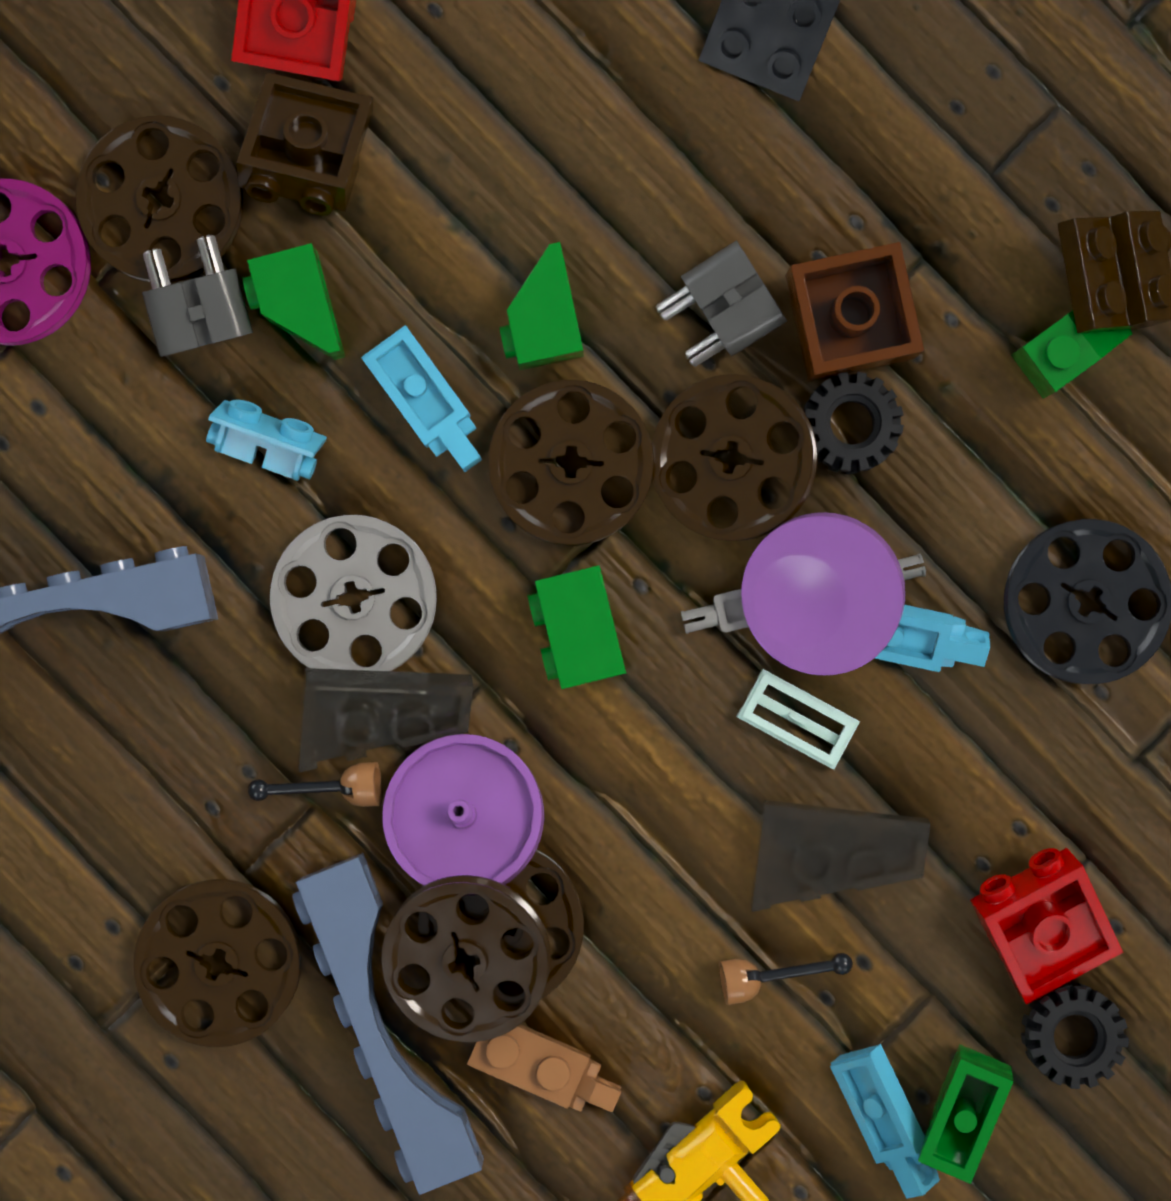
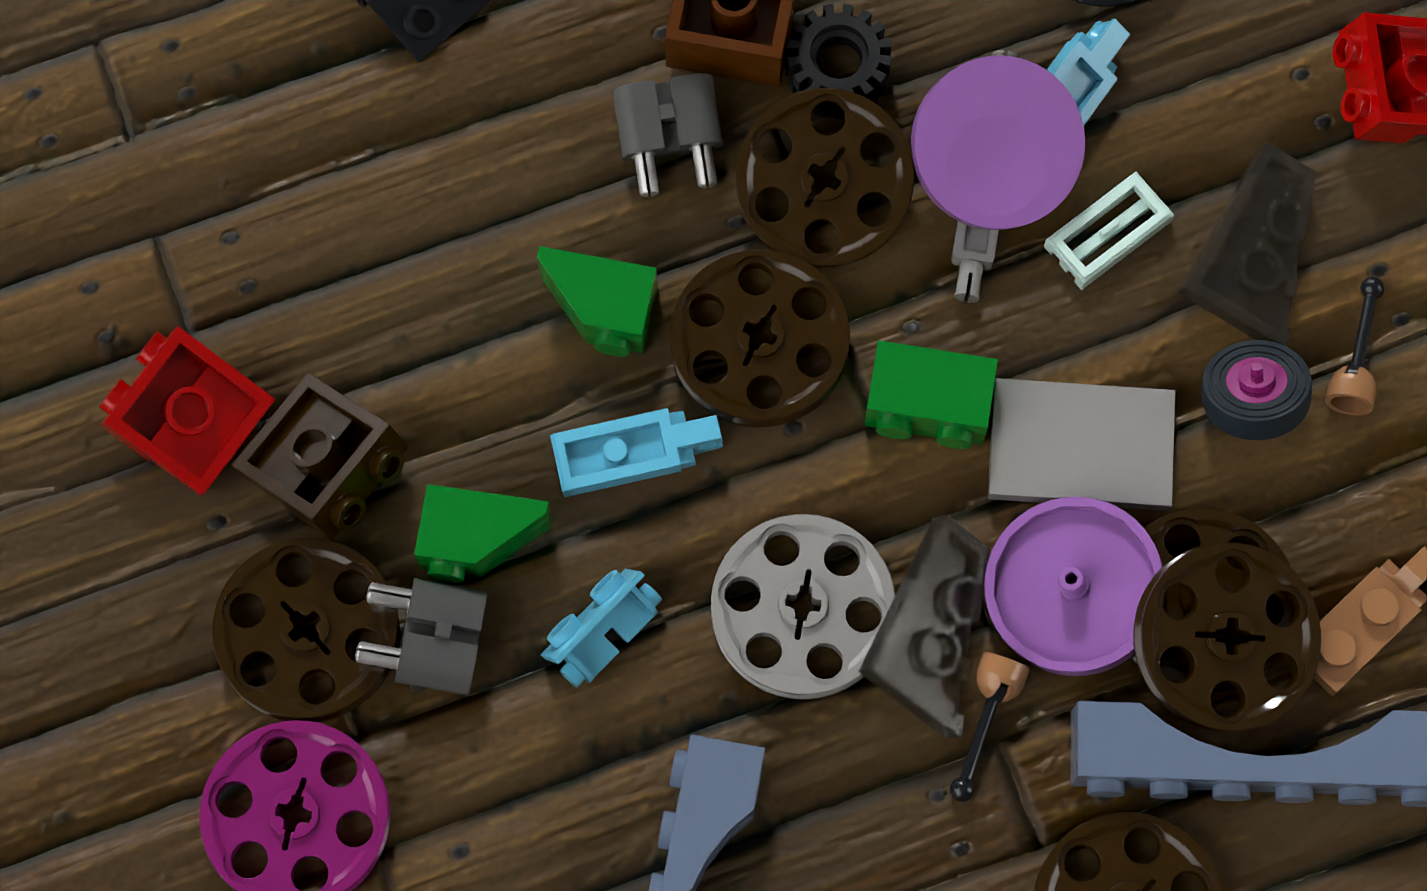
camera: 65 degrees left, 15 degrees down
(594, 772) = (1082, 443): none -> light grey tile
(700, 901) = (1256, 390): none -> black wheel

